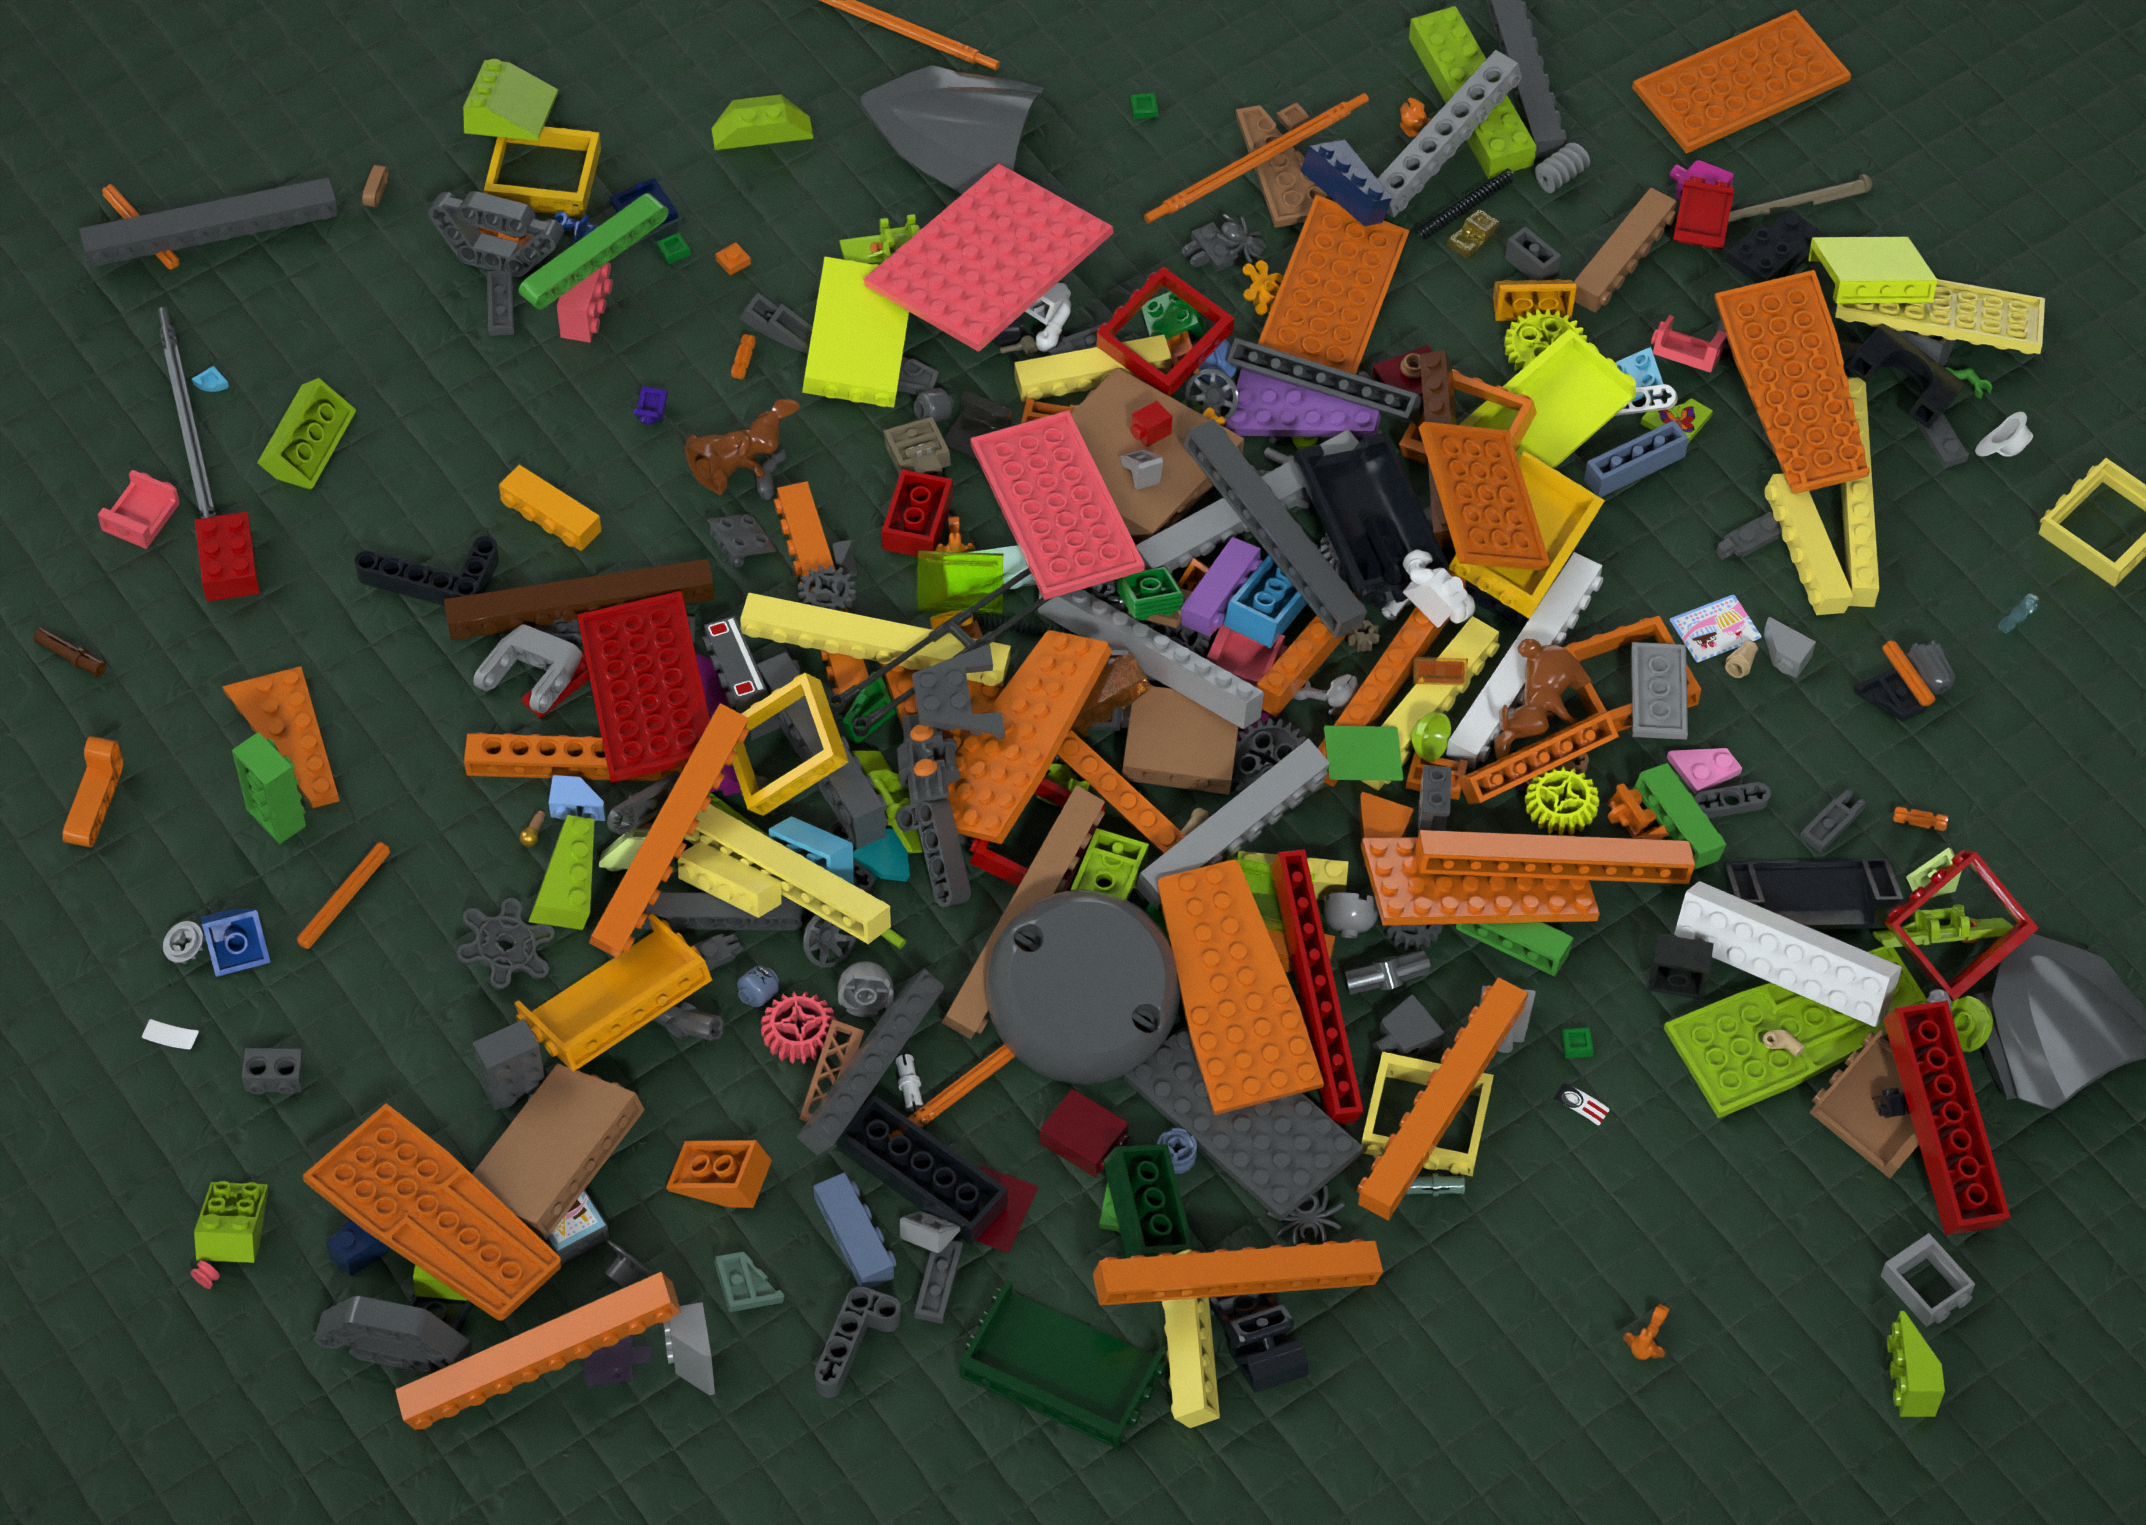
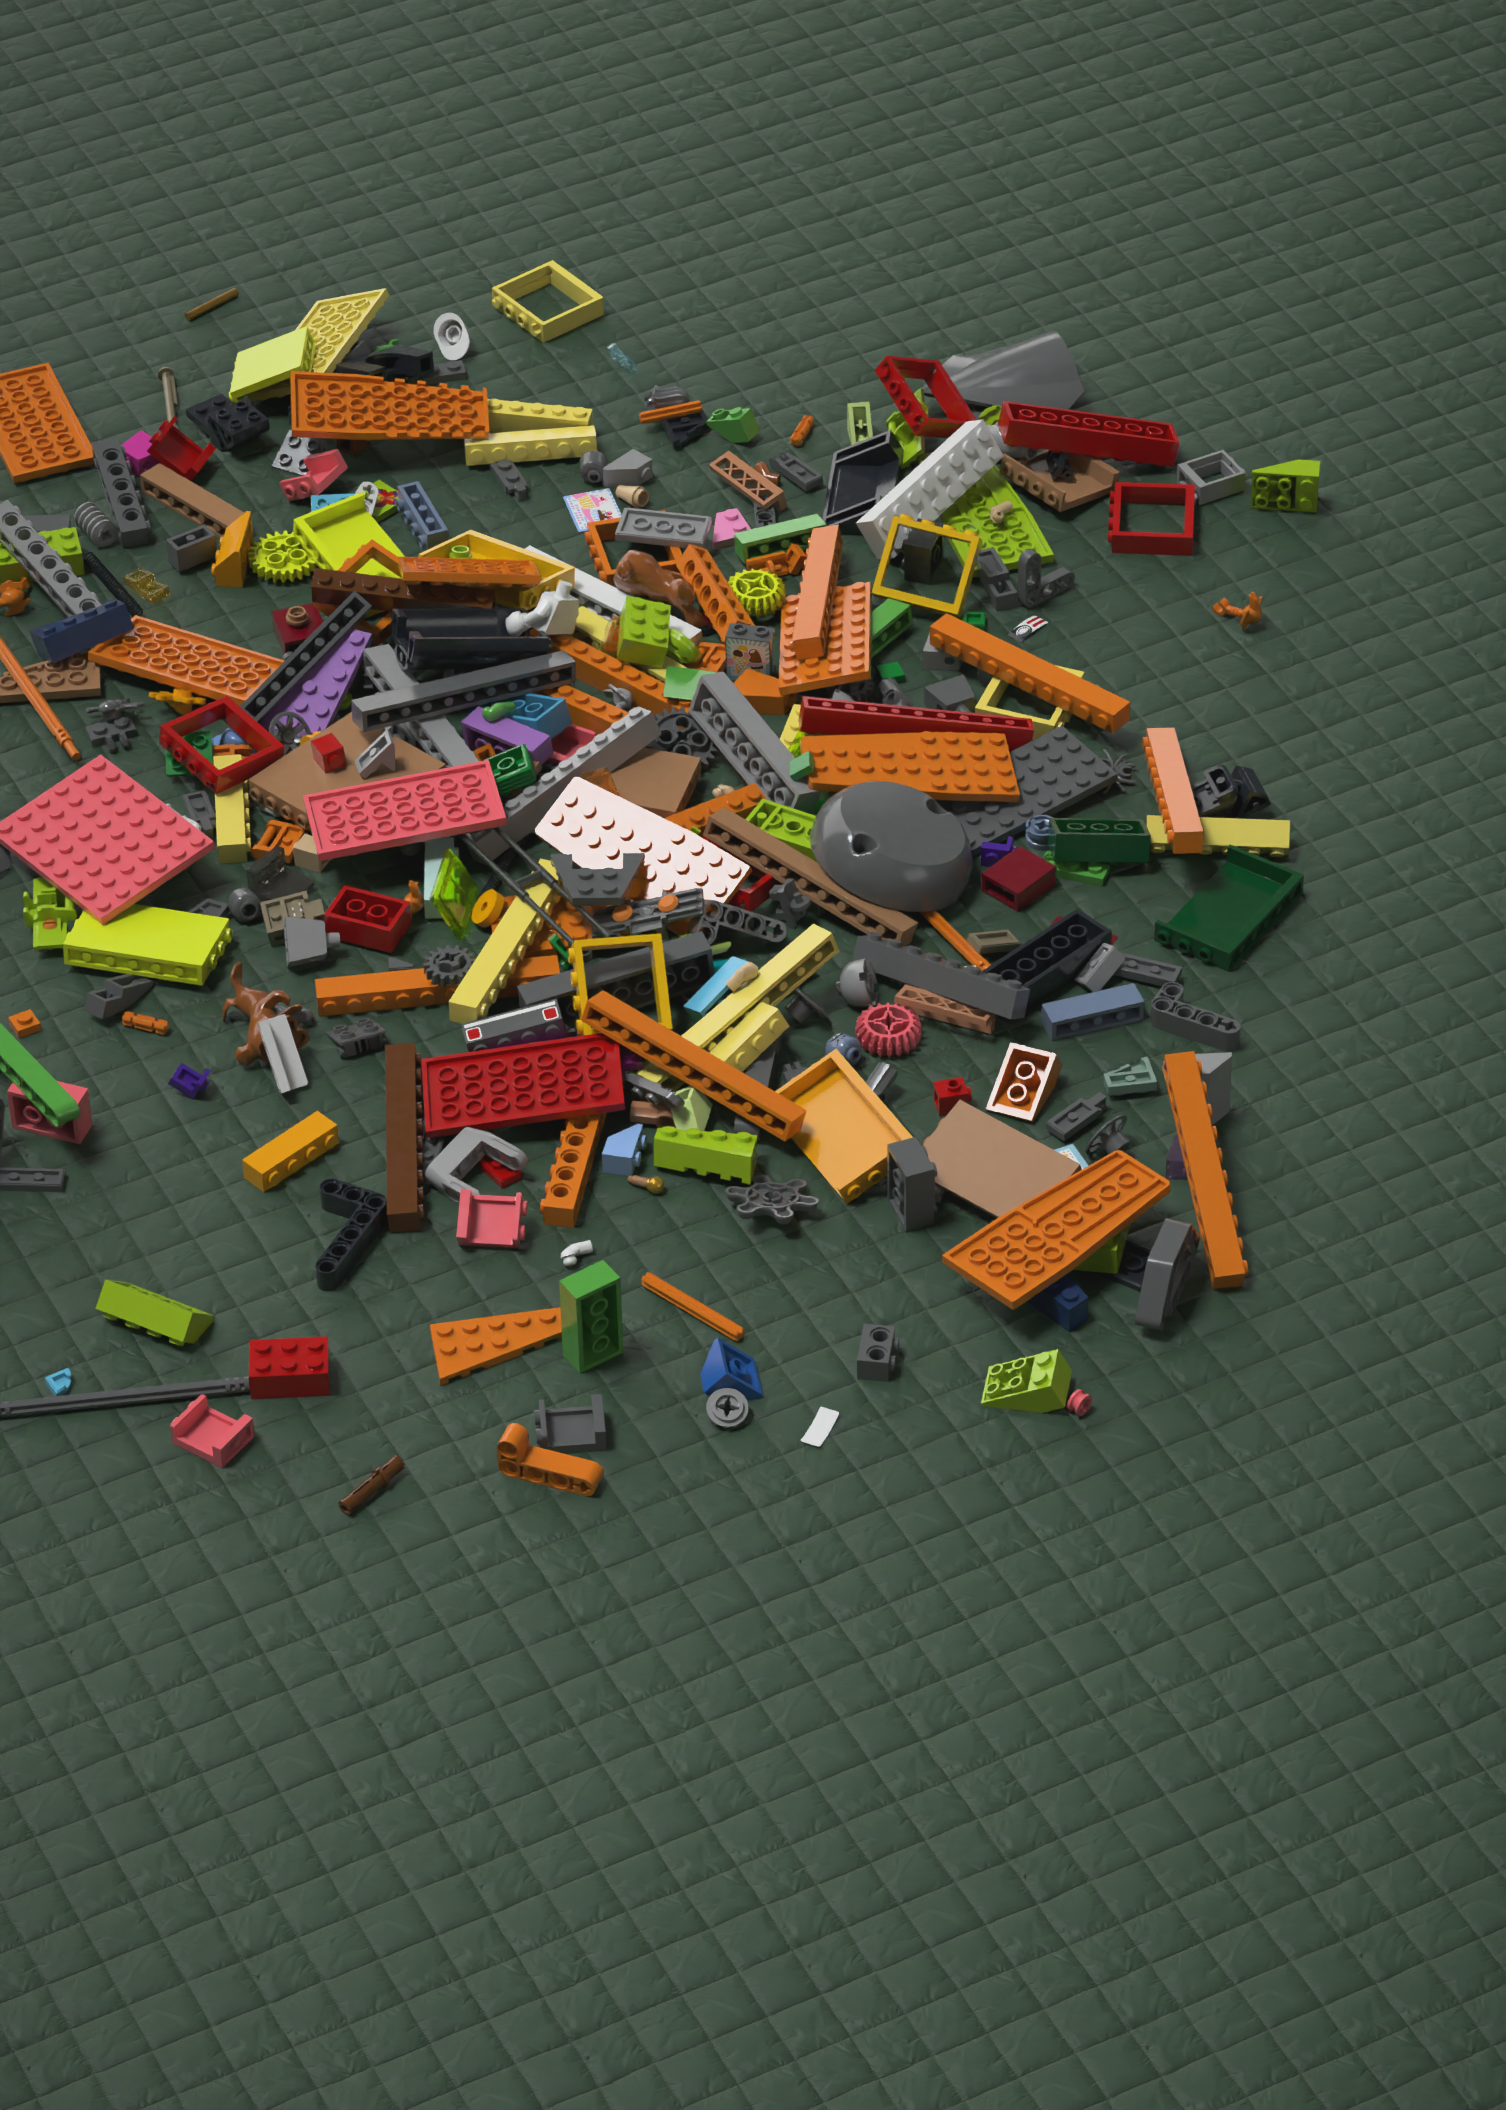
camera: 80 degrees left, 15 degrees down
(156, 808) = (572, 1428): none -> dark grey panel
(422, 776) = (575, 1249): none -> white arm
(450, 690) = (491, 1220): none -> coral panel
(672, 466) = (282, 1053): none -> white panel
(673, 1232) = (1076, 1116): none -> dark grey hinge
(691, 1100) = (948, 1093): none -> red brick
(809, 854) = (744, 973): none -> tan arm
(871, 464) = (307, 941): none -> light grey torso
(966, 1118) = (993, 941): none -> dark tan tile
(994, 899) = (792, 904): none -> dark grey hips
(1120, 1103) = (993, 852): none -> dark purple bracket
(1178, 865) = (802, 766): none -> tile
(1241, 562) = (498, 710): none -> bright green arm
(1433, 686) = (643, 632): none -> lime brick
(1457, 964) = (890, 670): none -> green tile
(1556, 497) = (460, 552): none -> lime plate
(1589, 974) = (918, 601): none -> yellow window
(1598, 183) = (120, 492): none -> dark grey brick
(1635, 1094) = (1032, 591): none -> dark grey beam
(1653, 1052) = (996, 580): none -> dark grey slope
(1783, 609) = (592, 466): none -> dark grey head
(1796, 778) = (751, 478): none -> nougat fence
(1822, 1260) = (1147, 541): none -> red window
(1823, 785) = (762, 468): none -> dark orange arm
(1902, 742) = (735, 424): none -> bright green slope
(2017, 204) = (211, 304): none -> pearl gold bar

